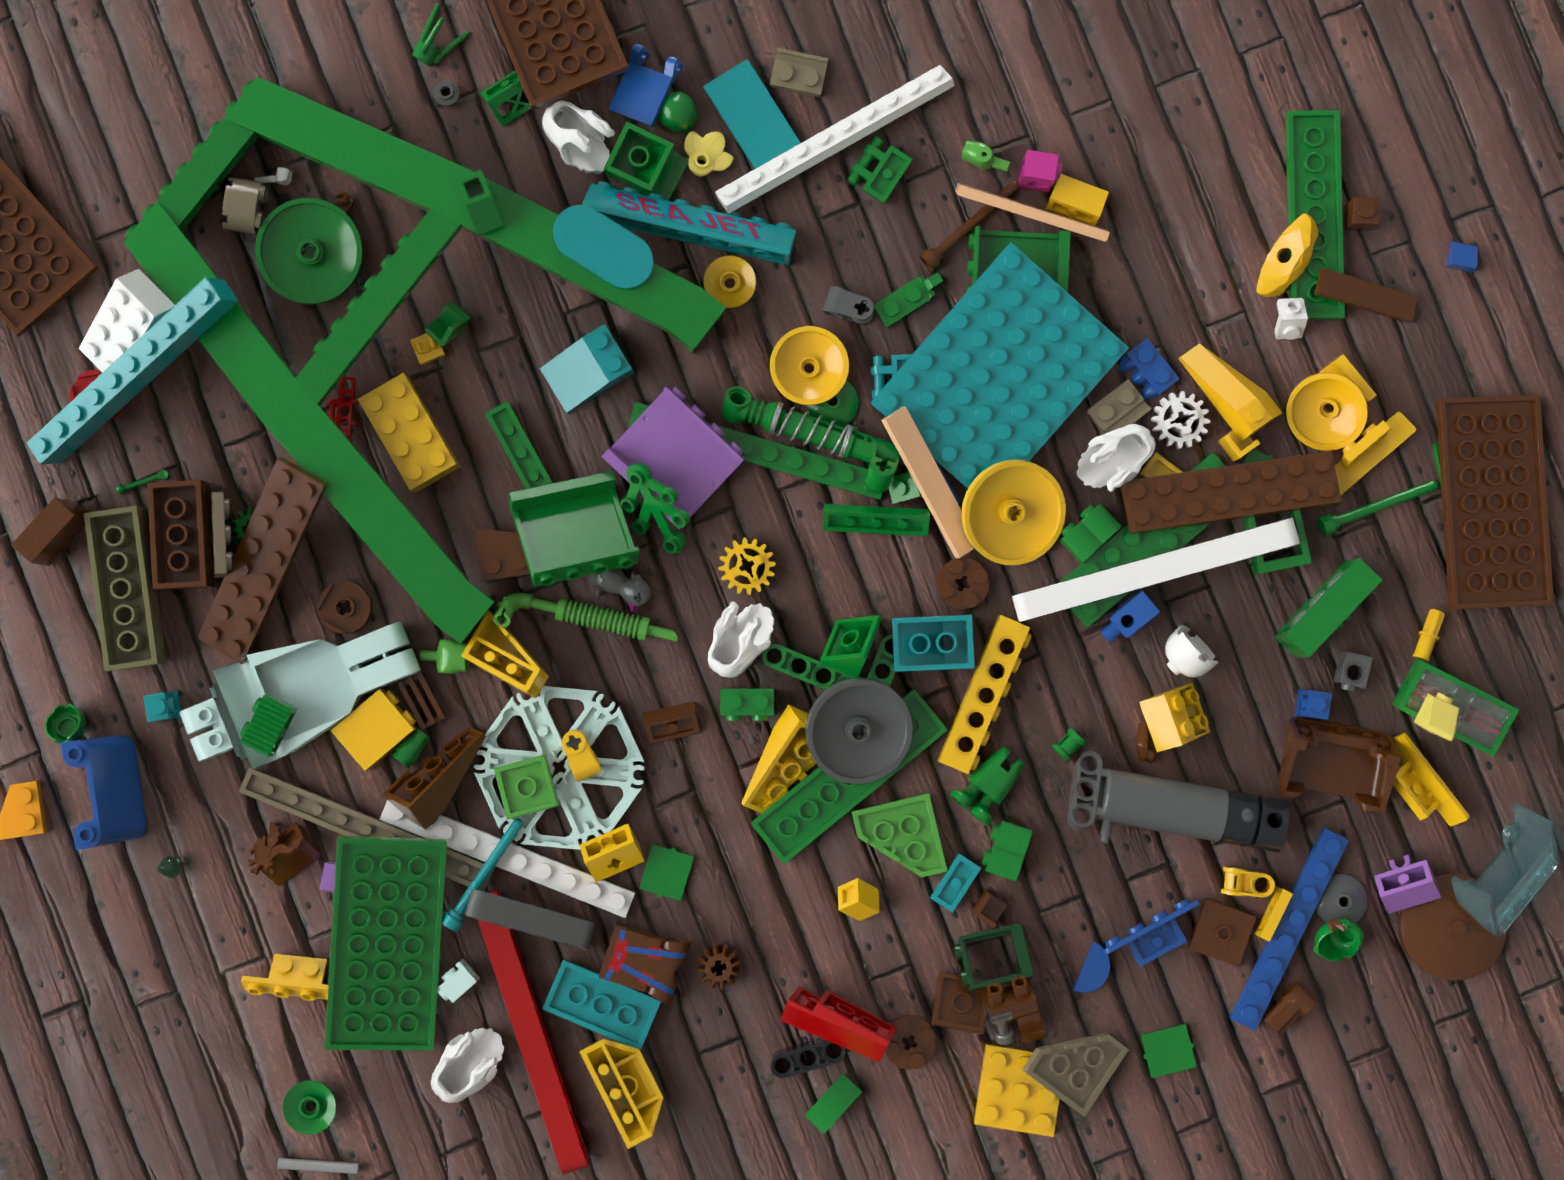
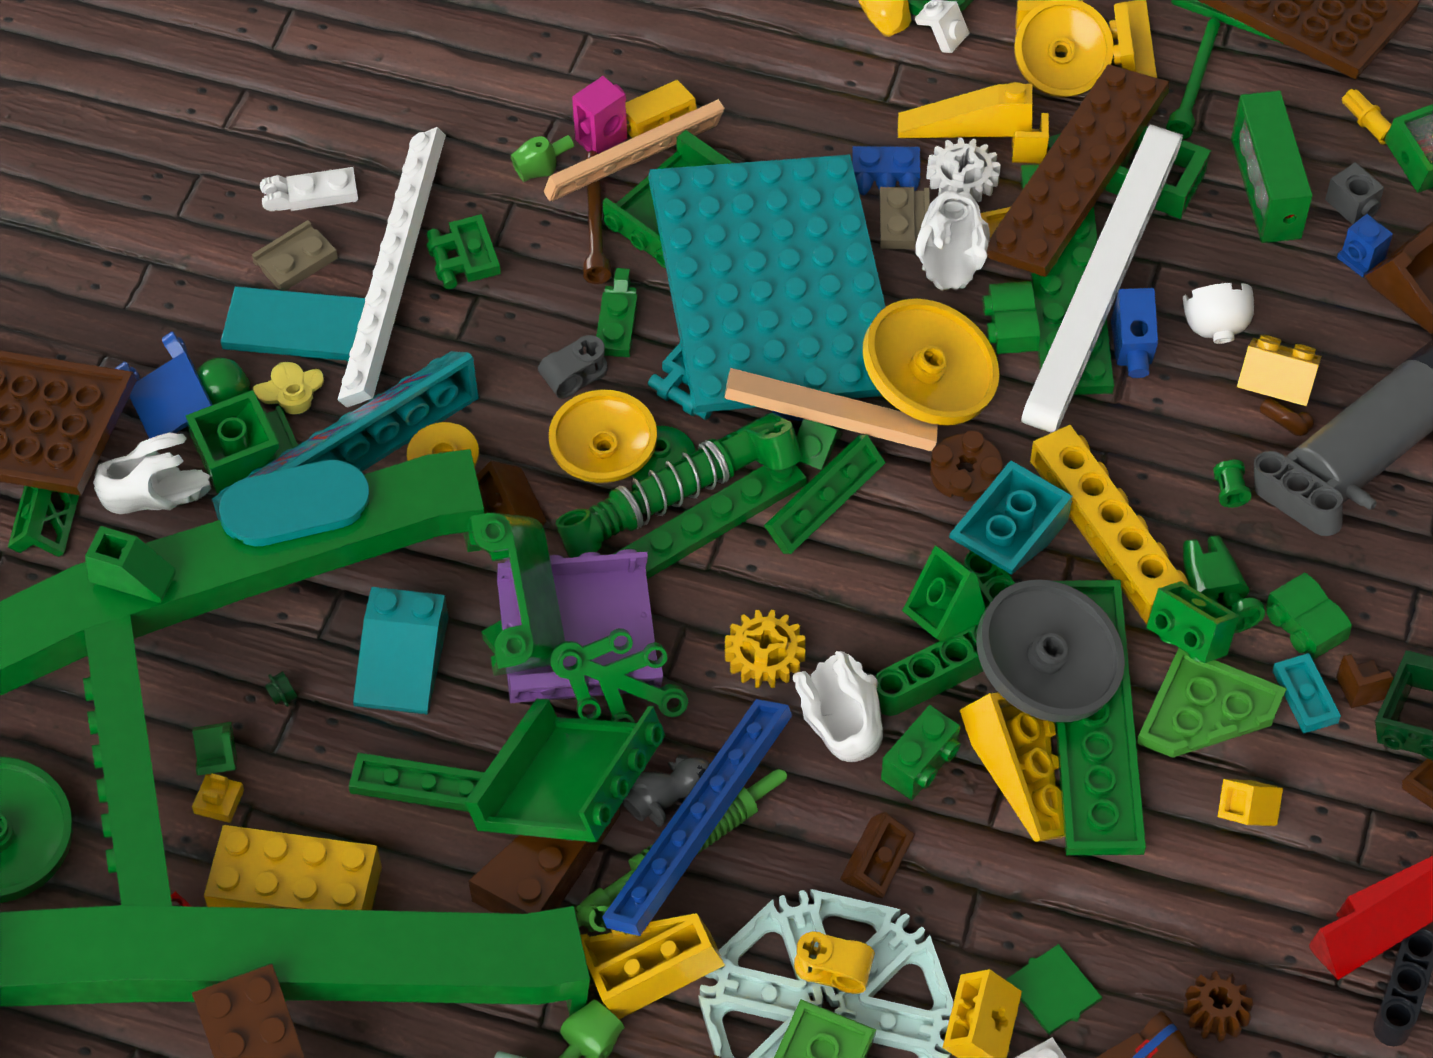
camera: 50 degrees left, 30 degrees down
(514, 323) = (280, 689): none -> dark green plate
(606, 619) = (696, 818): none -> blue plate
(672, 398) = (525, 544): none -> green windscreen
(730, 343) = (507, 491): none -> reddish brown panel
(854, 39) = (309, 190): none -> white hinge
(942, 794) = (1192, 622): none -> green brick

